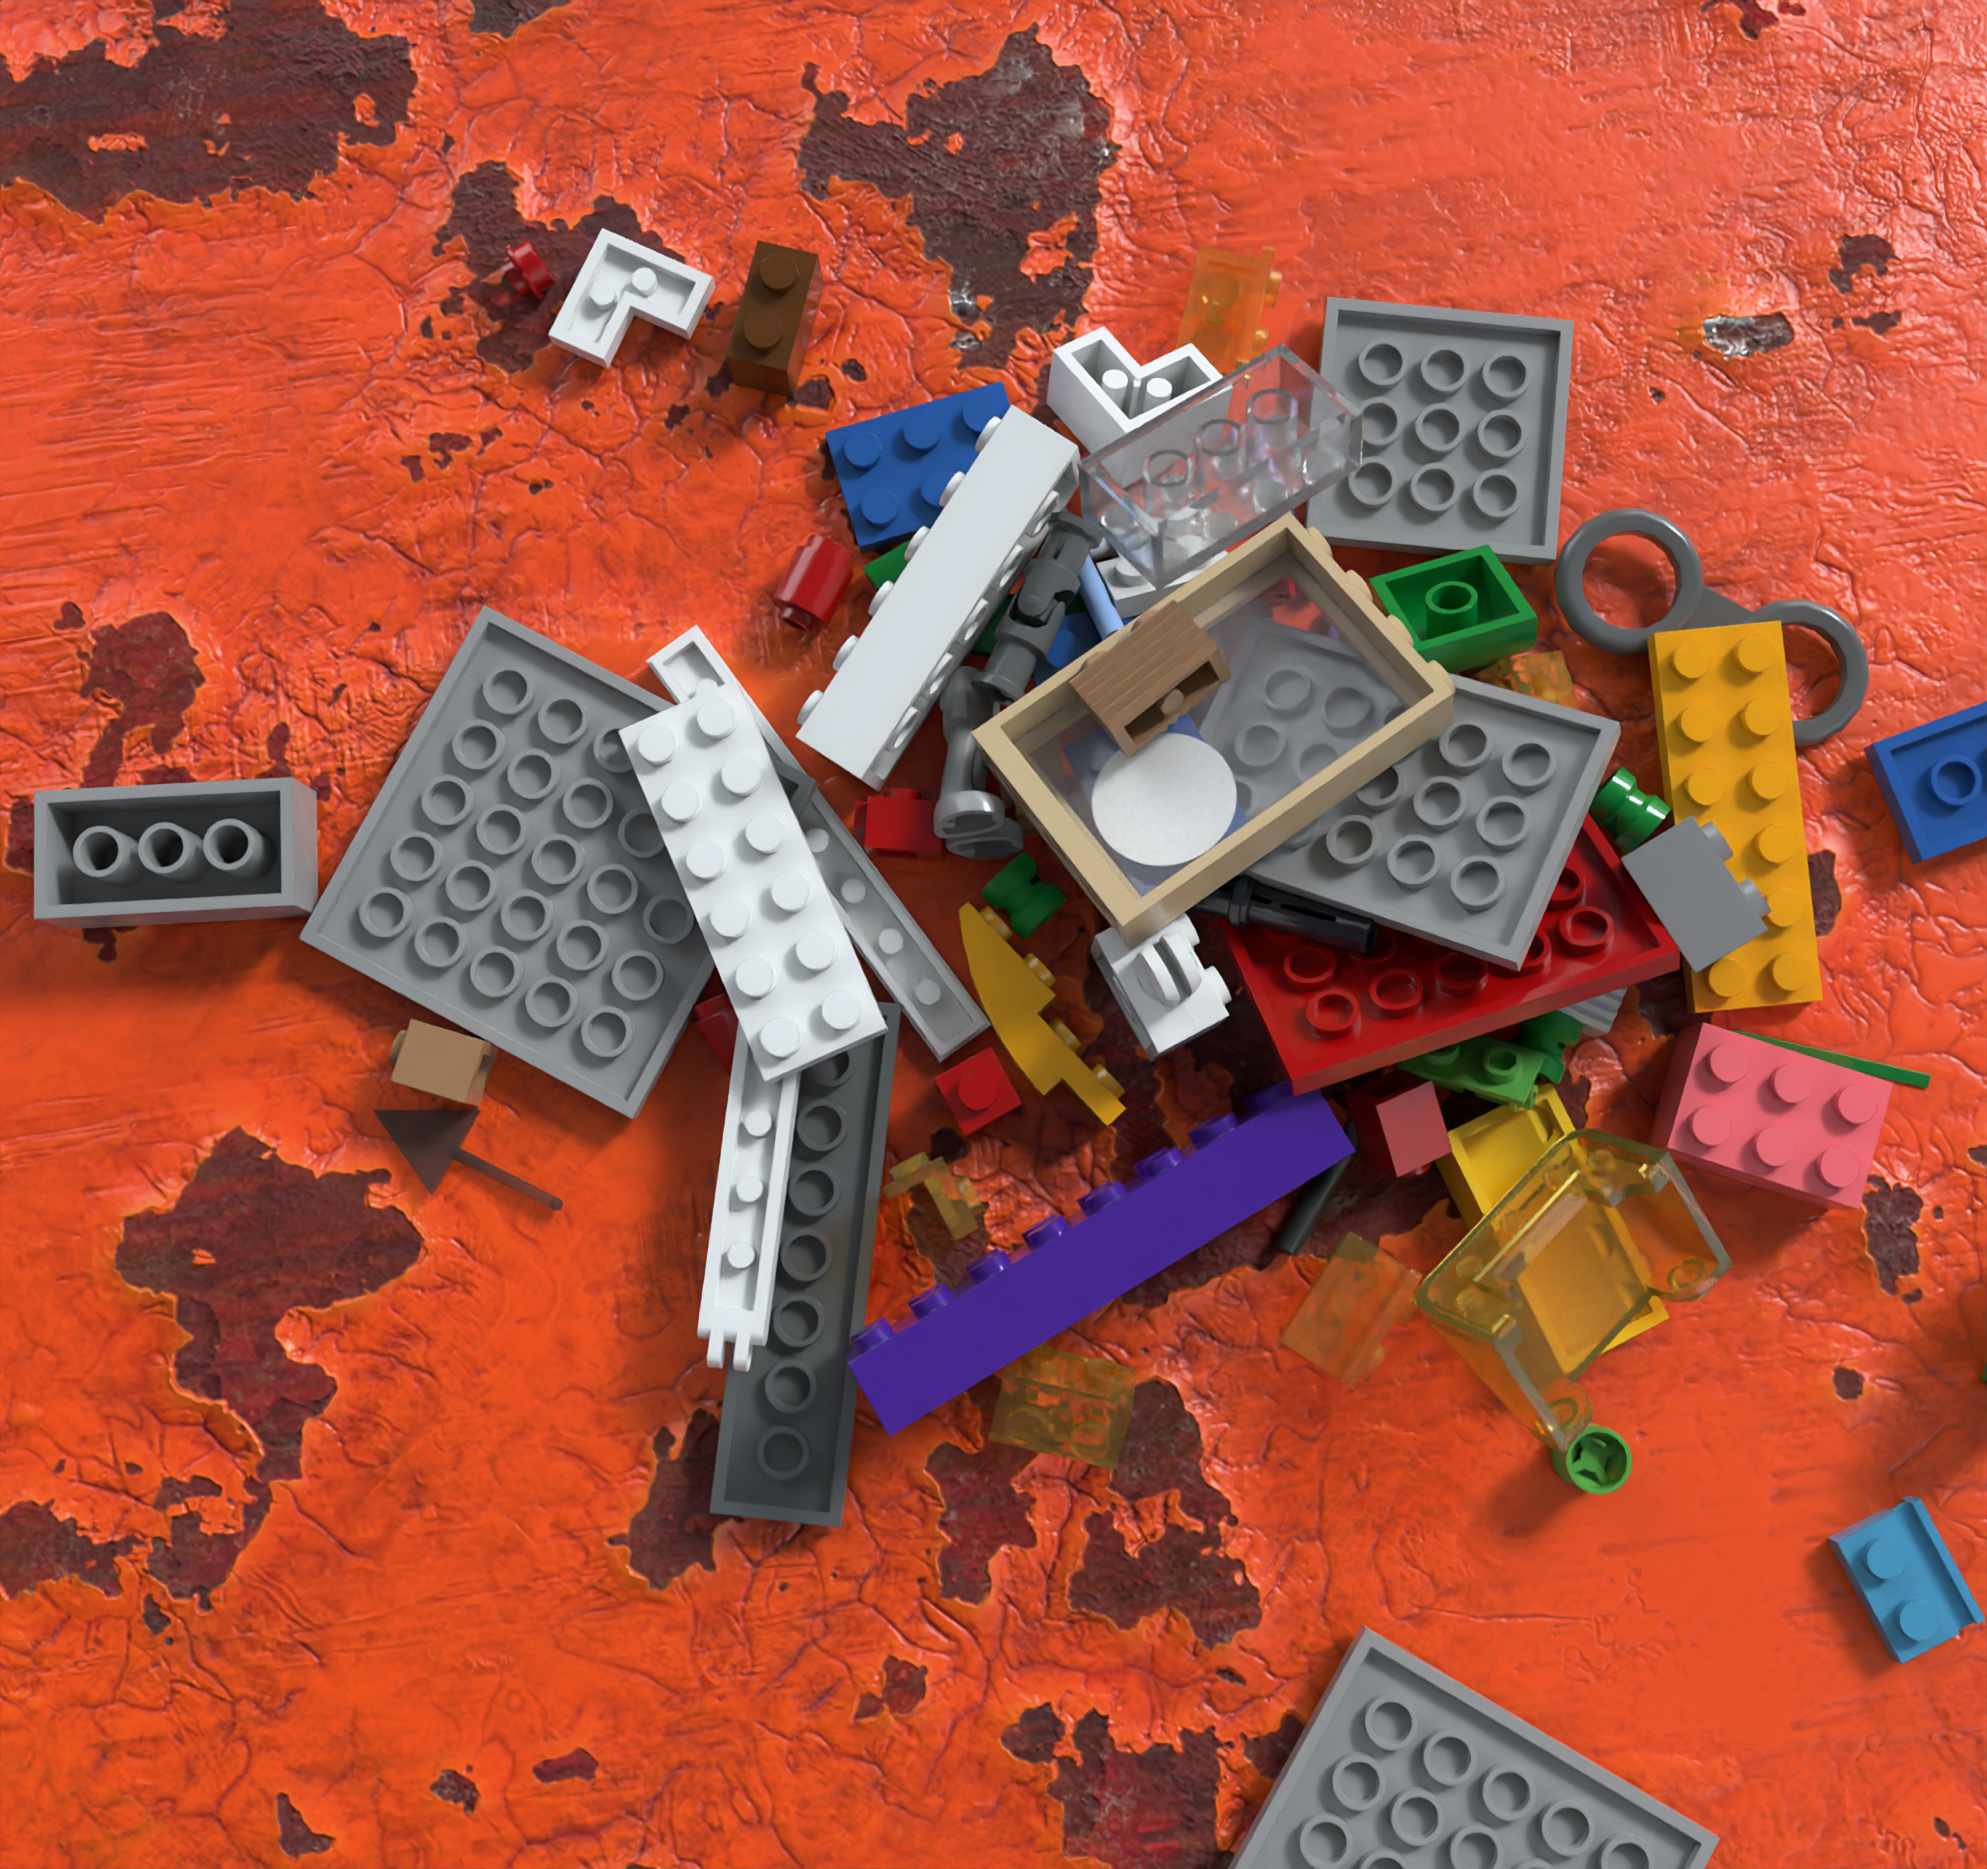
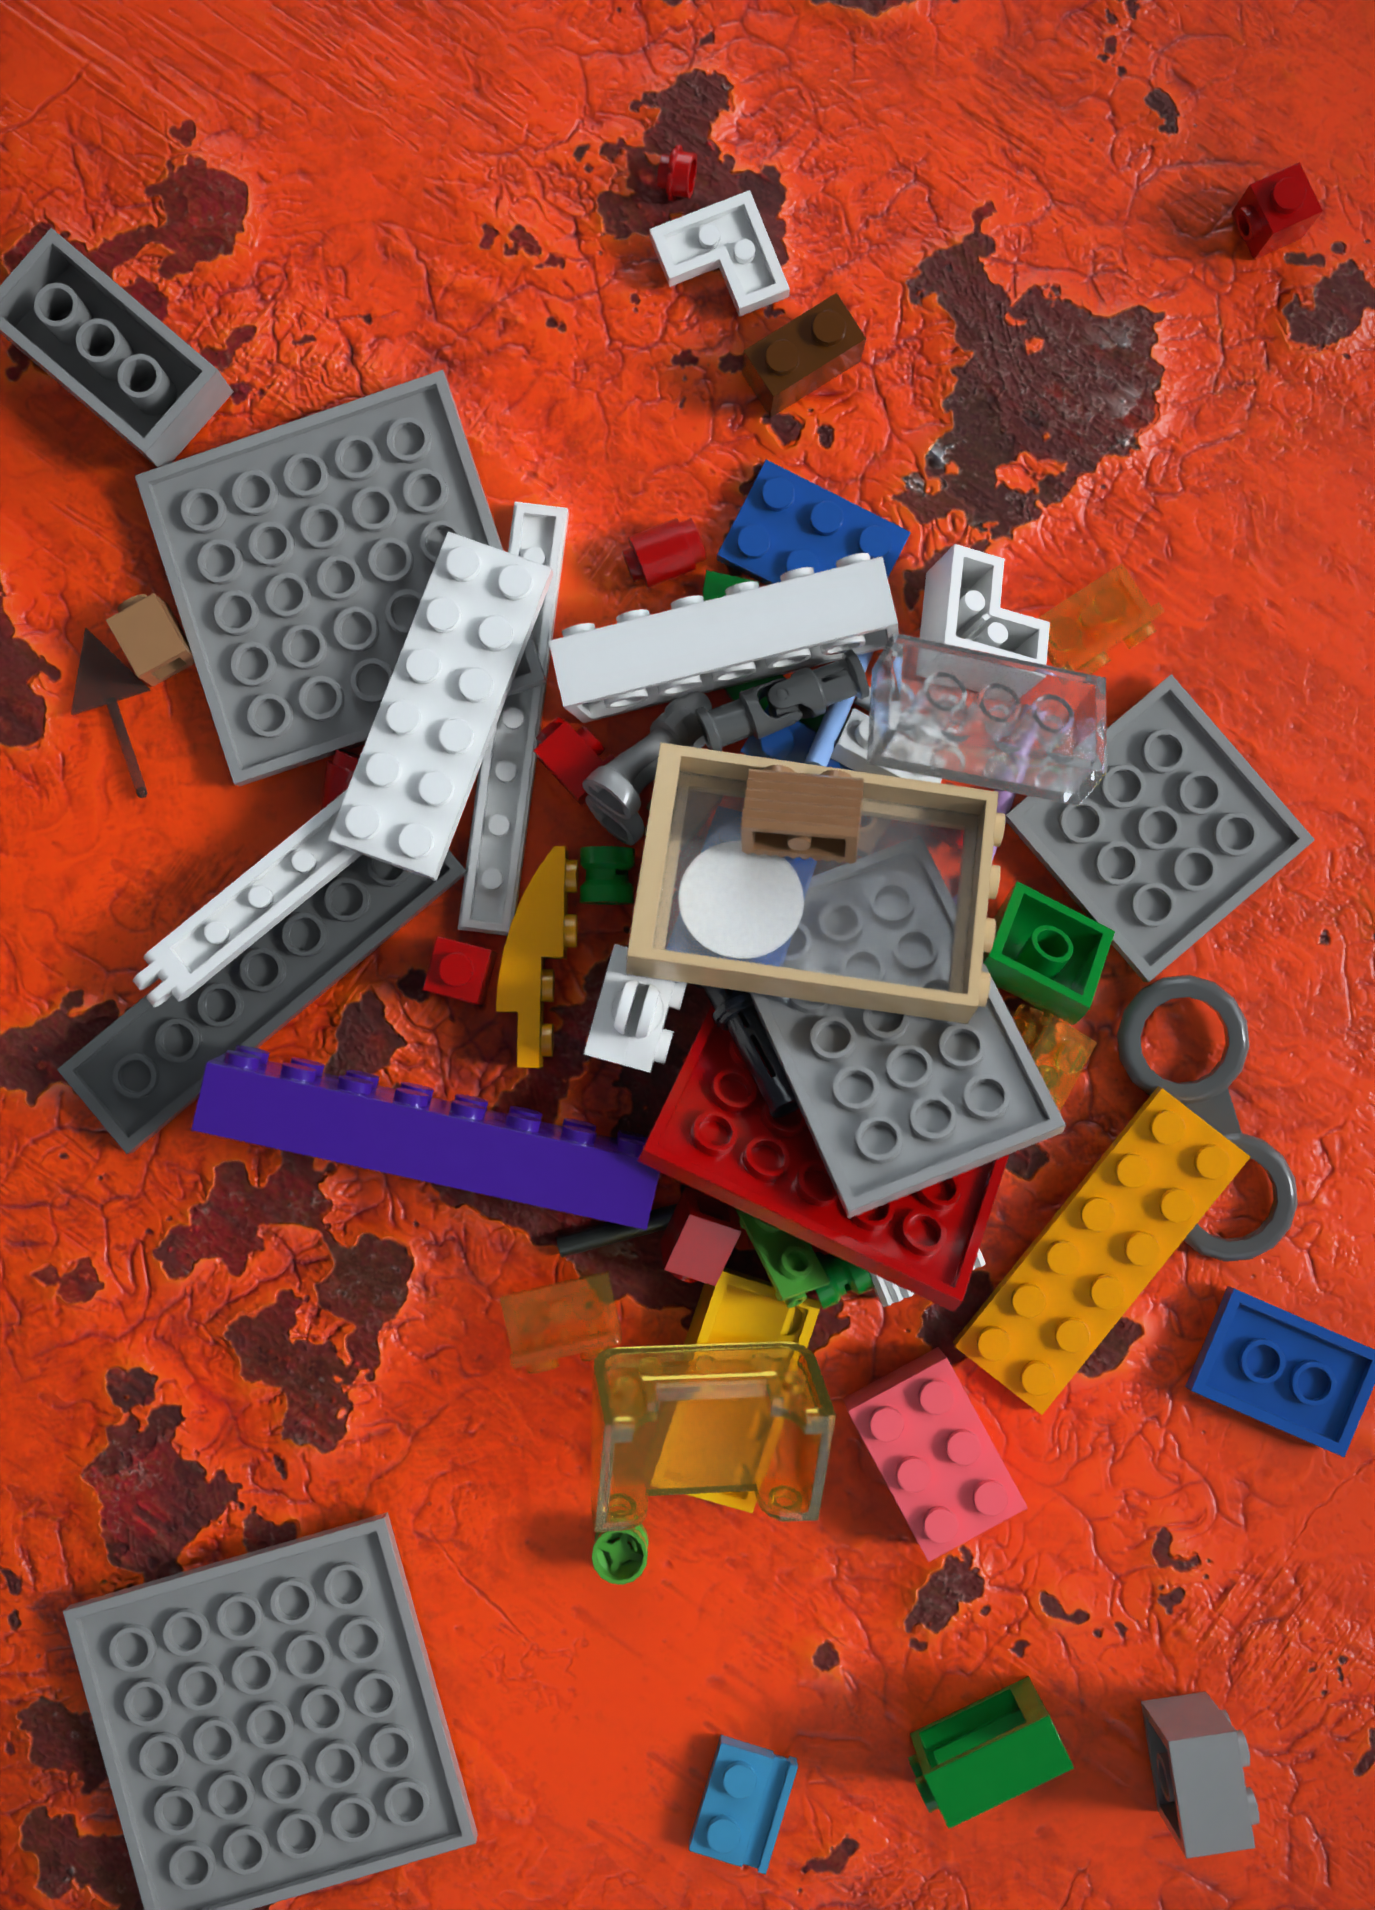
camera: 40 degrees right, 5 degrees up
(954, 1198) = (379, 1016): clear yellow bracket -> none
(1065, 1406) = (333, 1212): clear yellow bracket -> none
(1626, 810) = (1035, 1180): green wheel -> none
(1696, 893) = (1016, 1277): light grey brick -> none
(1857, 1064) = (1013, 1454): green piece -> none

